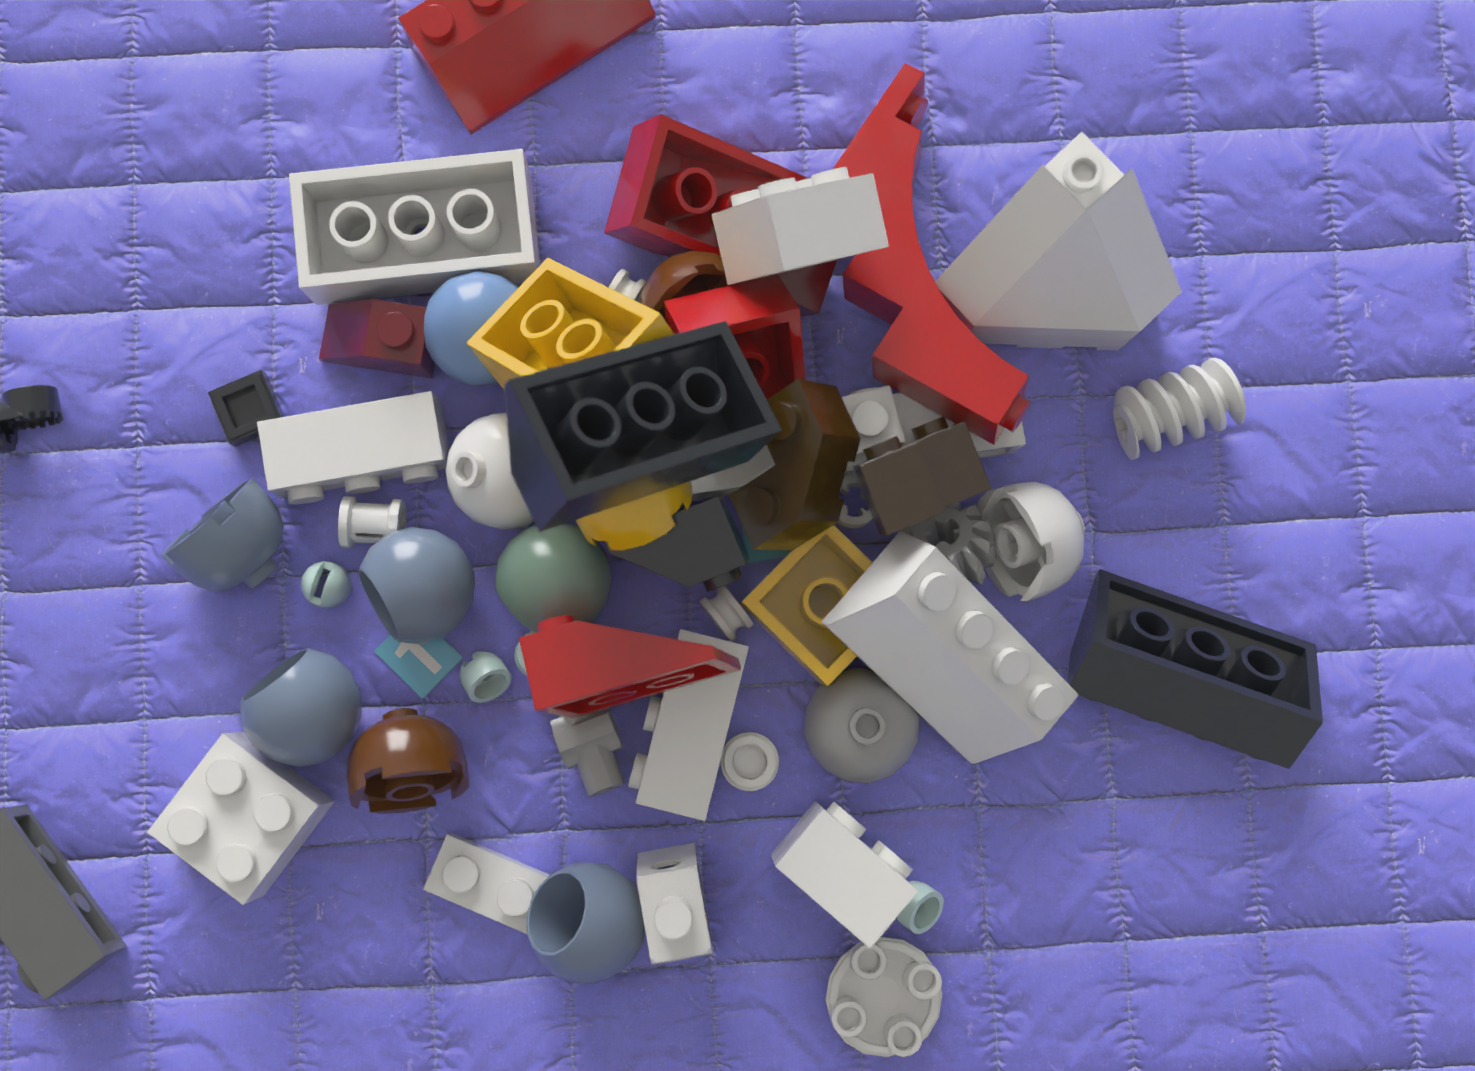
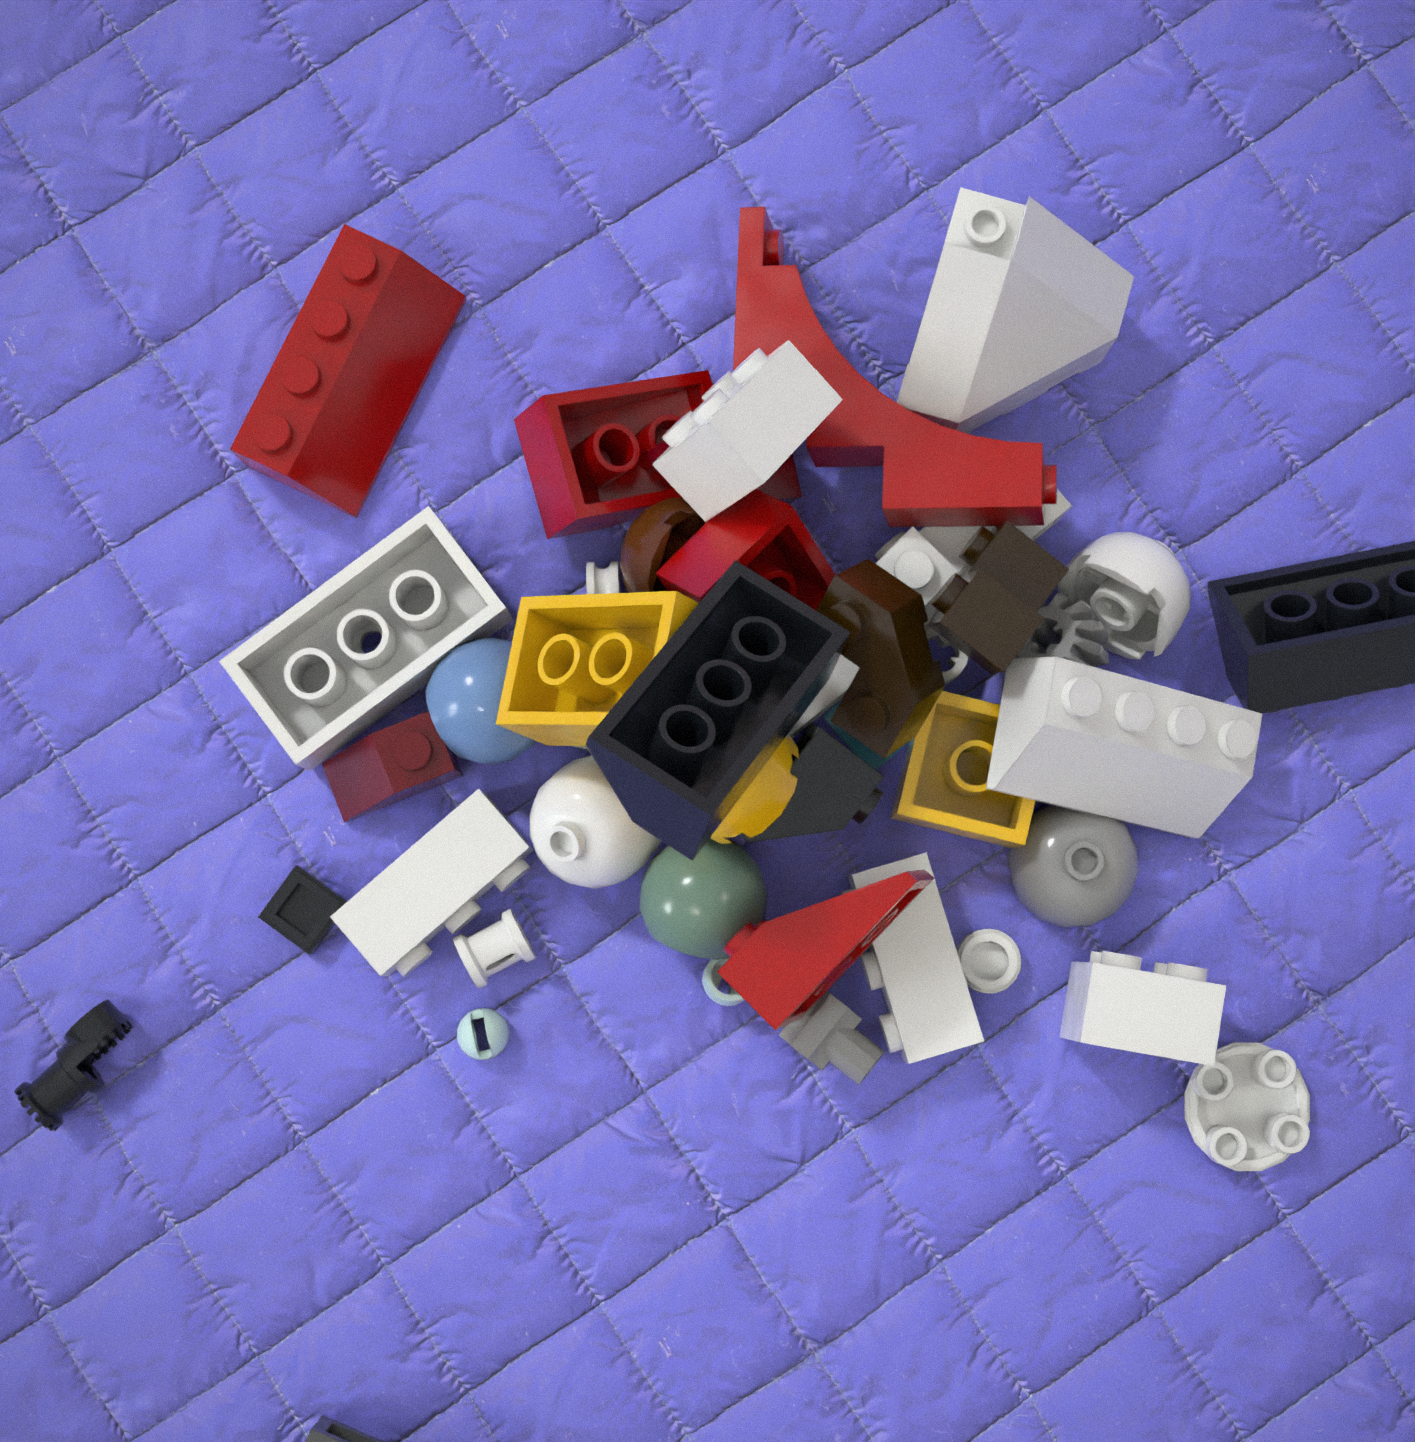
camera: 20 degrees left, 0 degrees up
(230, 541) = (370, 1045): sand blue cylinder -> none
(240, 817) = (541, 1301): white brick -> none
(303, 709) = (540, 1163): sand blue helmet -> none
(405, 762) = (665, 1156): reddish brown cylinder -> none
(418, 584) = (577, 980): sand blue helmet -> none
(419, 664) = (611, 1047): medium azure sticker -> none
(484, 677) = (689, 1030): light aqua hinge -> none
(484, 881) = (813, 1223): white plate -> none
(586, 922) = (930, 1203): sand blue helmet -> none
(673, 904) = (1000, 1135): white torso -> none
(726, 613) = (883, 834): white bush -> none
(923, 909) = (1238, 1002): light aqua hinge -> none
(1175, 403) = (1188, 381): white piece -> none

